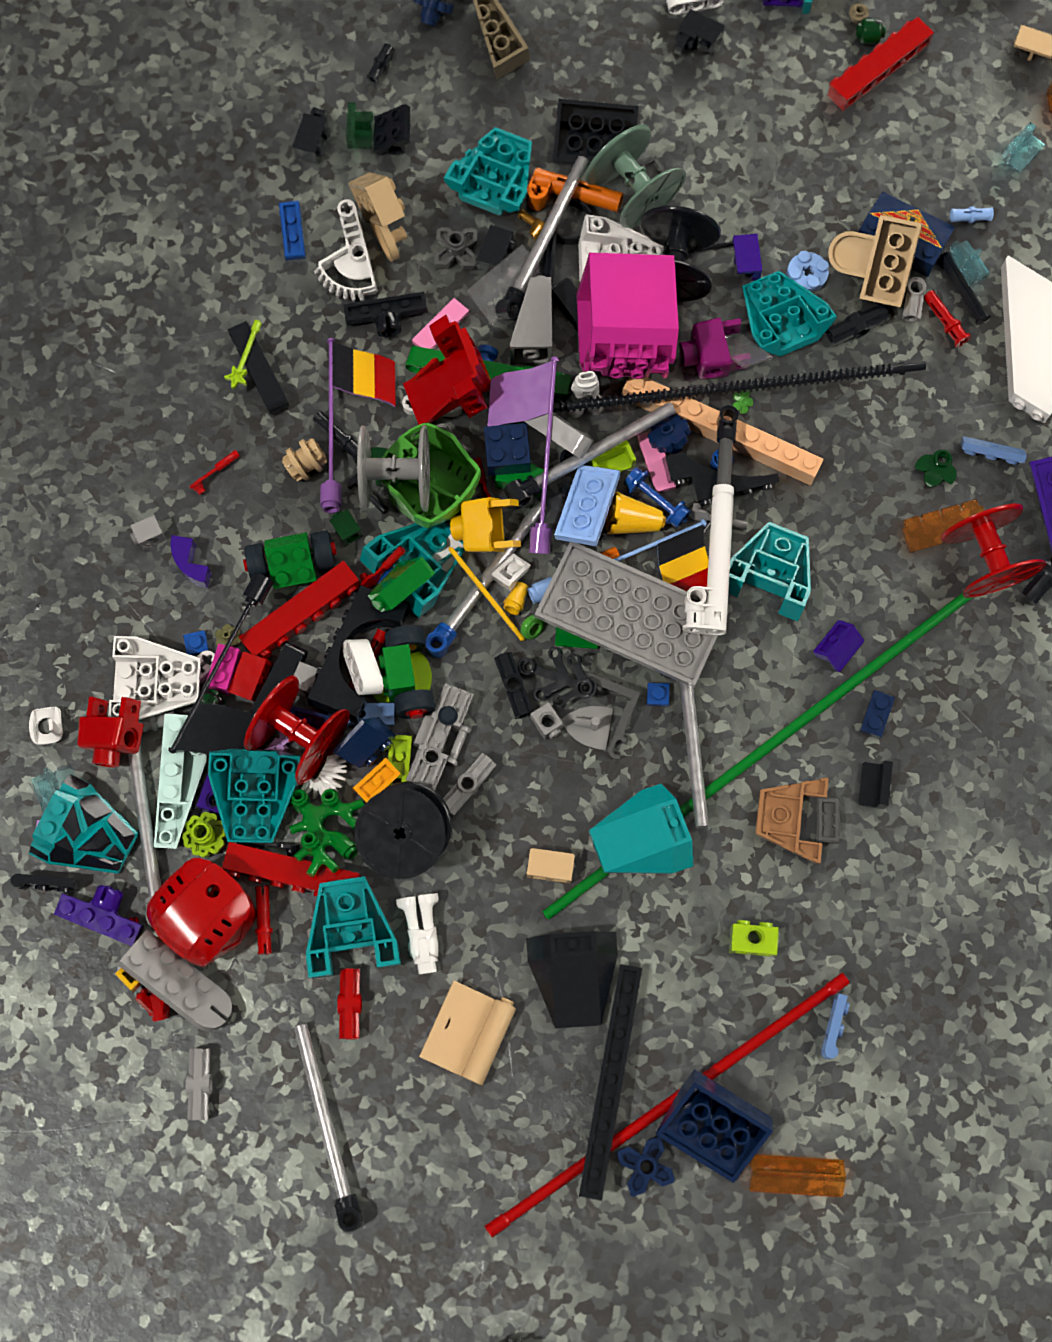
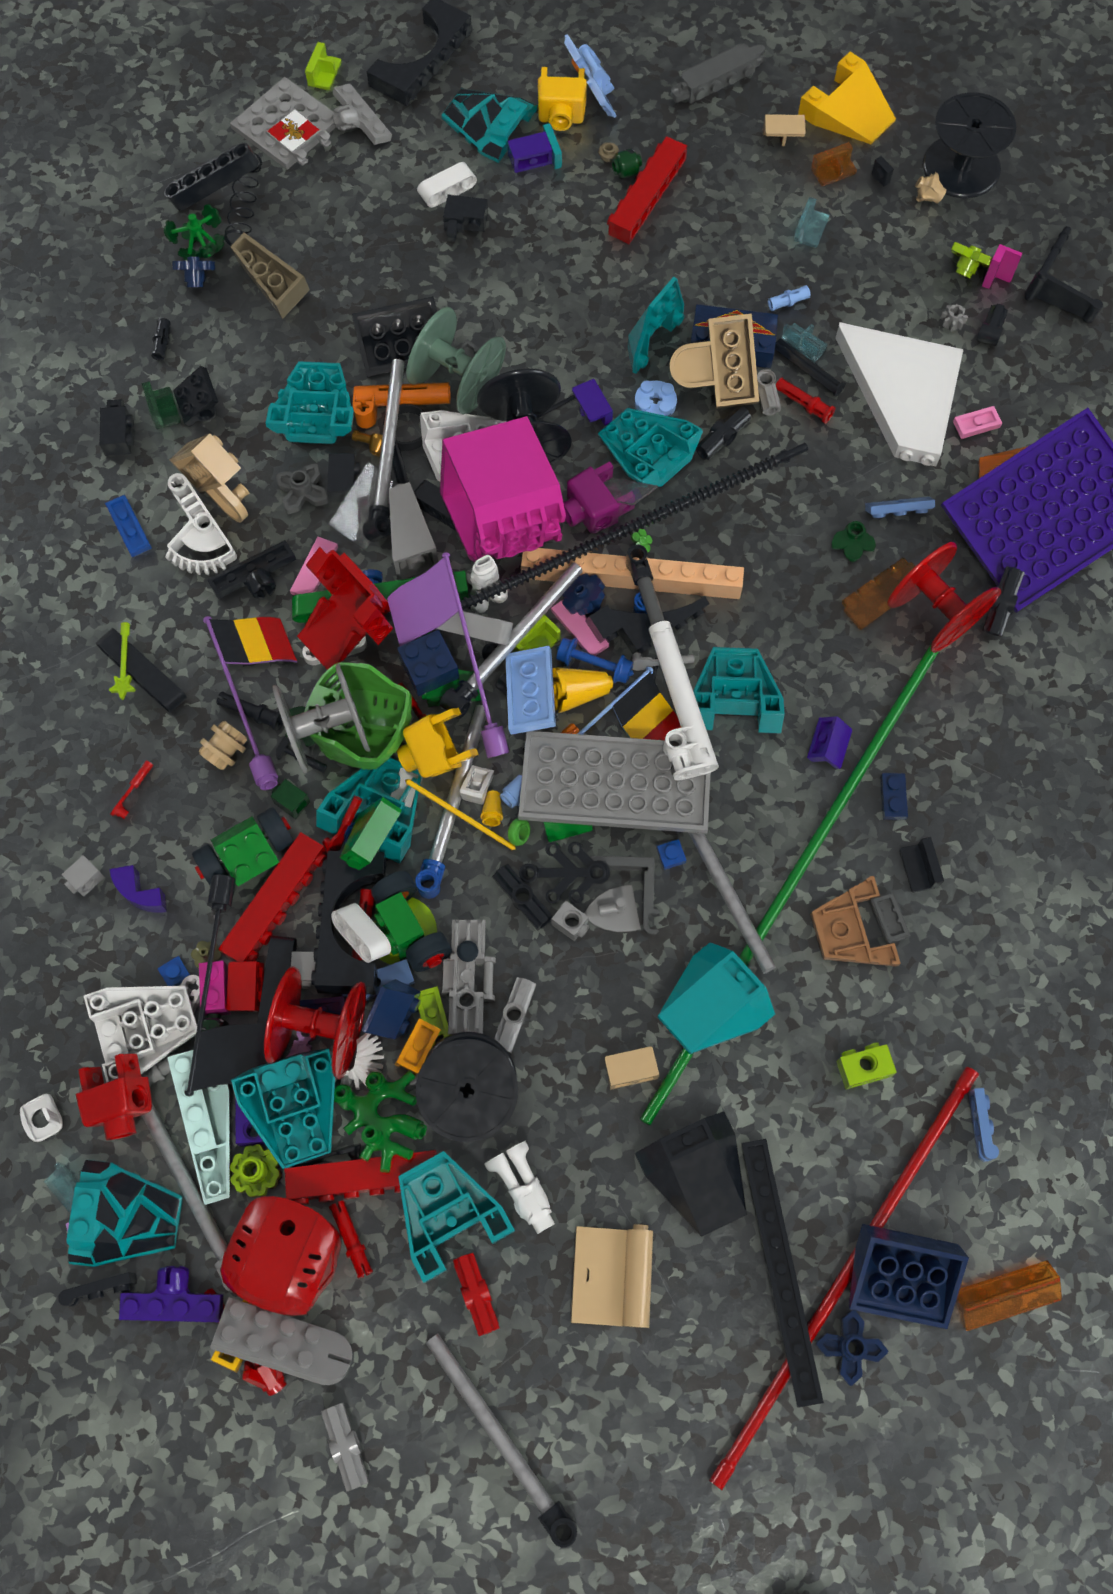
camera: 20 degrees left, 5 degrees down
(849, 189) = (663, 311): none -> teal wedge

